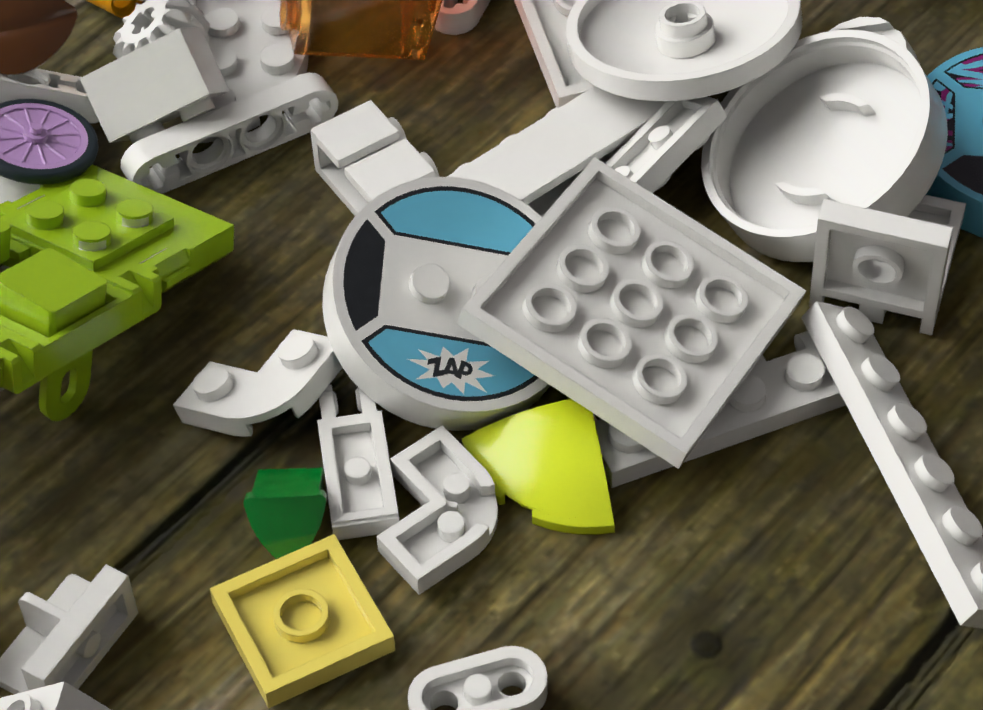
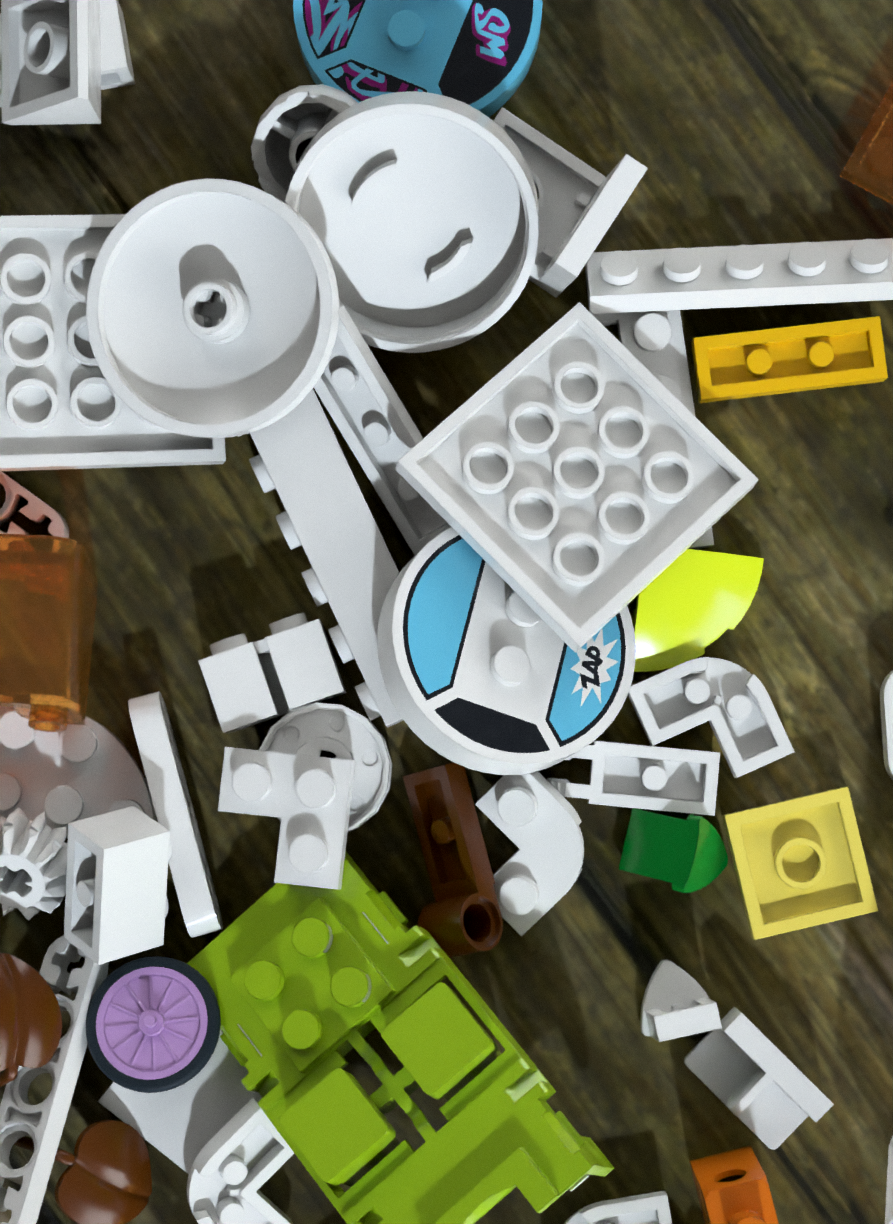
camera: 75 degrees left, 35 degrees up
(128, 546) = (676, 1005): none -> white tile
(235, 339) = (466, 906): none -> reddish brown plate
(261, 193) = (308, 796): none -> white plate
(293, 221) = (348, 735): none -> white wheel
(828, 495) = (789, 359): none -> yellow plate

